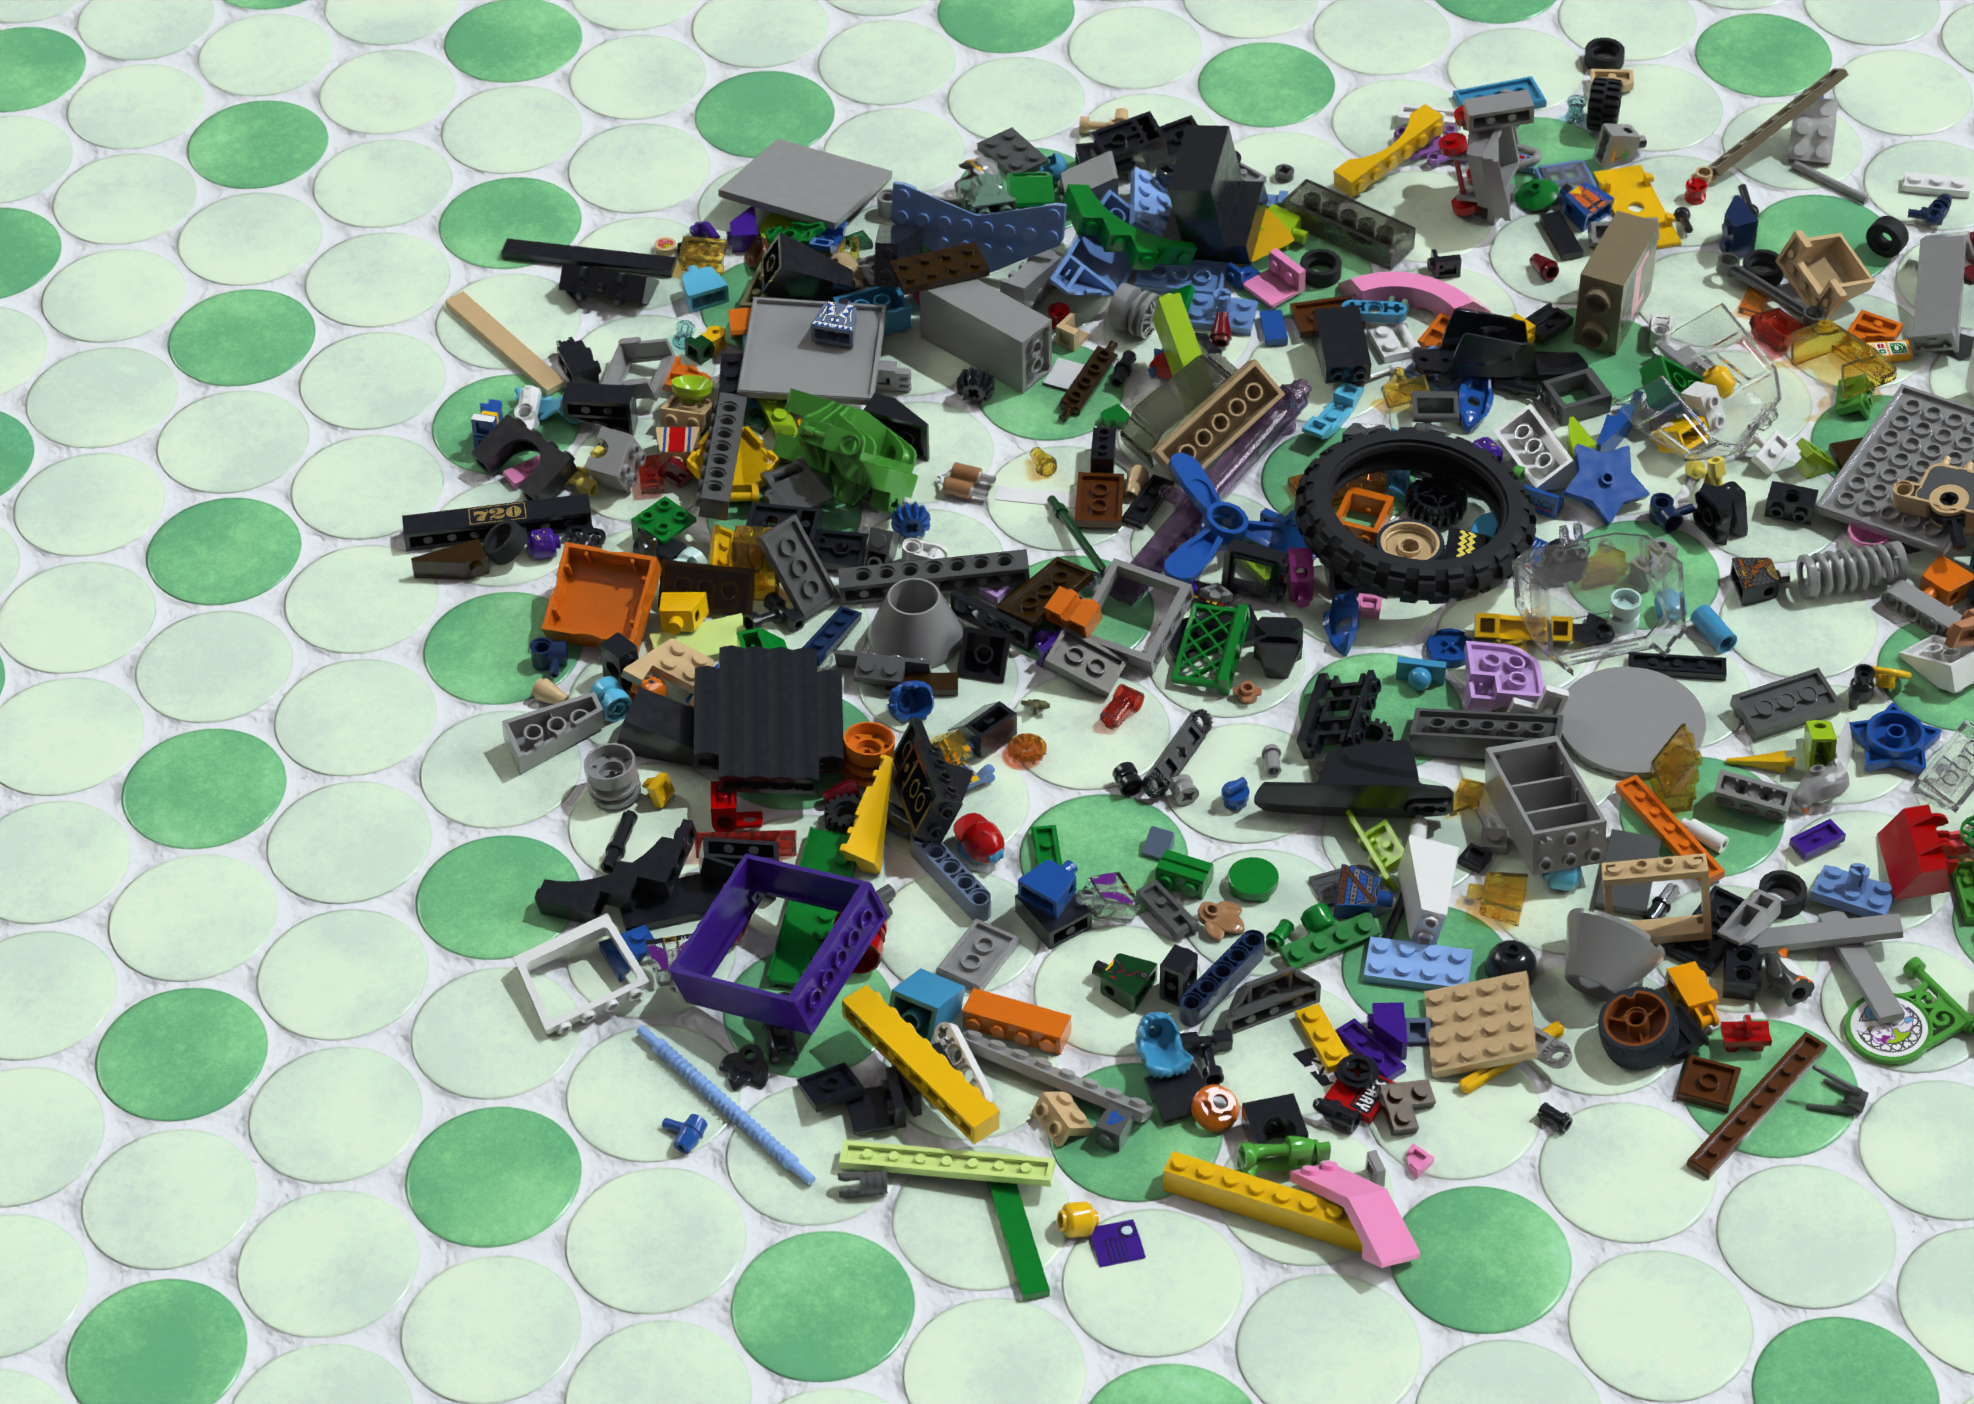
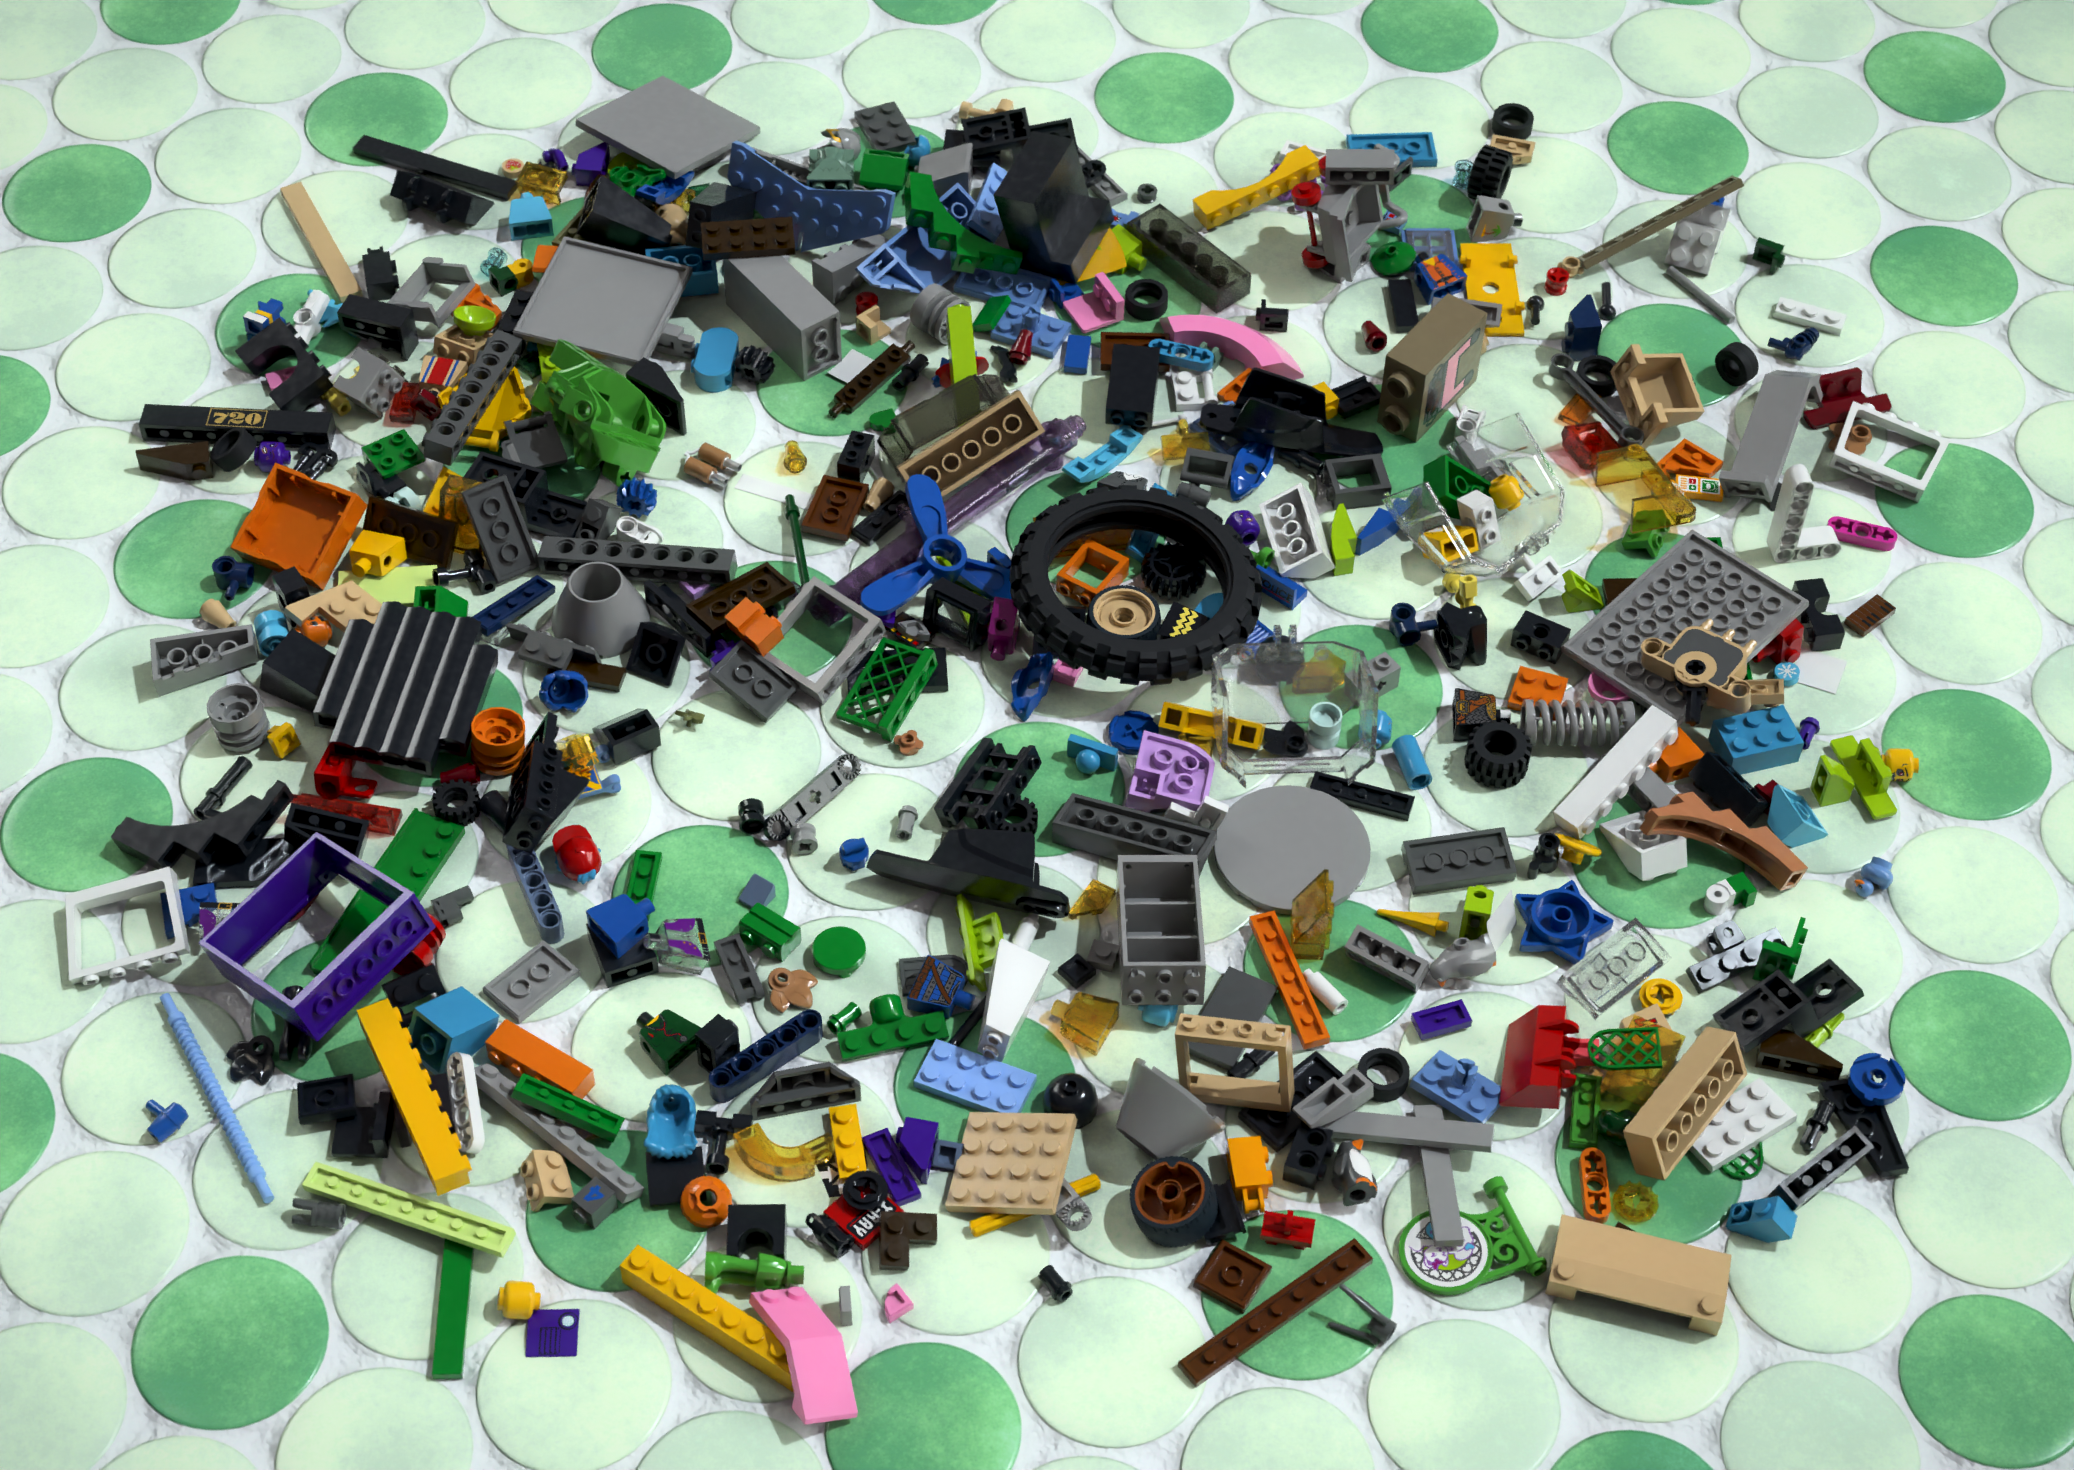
camera: 10 degrees right, 5 degrees up
(835, 324) = (631, 278): sand blue torso -> none
(868, 833) = (463, 830): yellow wedge -> none
(878, 975) = (411, 988): none -> black plate
(934, 387) = (715, 359): none -> dark azure brick
(1027, 741) = (667, 755): clear orange gear -> none
(1059, 1051) = (567, 1107): none -> green plate
(1123, 703) = (779, 730): clear red piece -> none
(1267, 1063) = (781, 1162): none -> clear yellow arch
(1278, 645) = (952, 699): black piece -> none
(1604, 481) = (1346, 596): blue plate -> none
(1789, 608) = (1502, 739): none -> black tyre
(1800, 543) = (1536, 685): none -> orange plate
(1882, 135) = (1769, 253): none -> dark green bracket
(1903, 603) = (1616, 772): none -> white brick

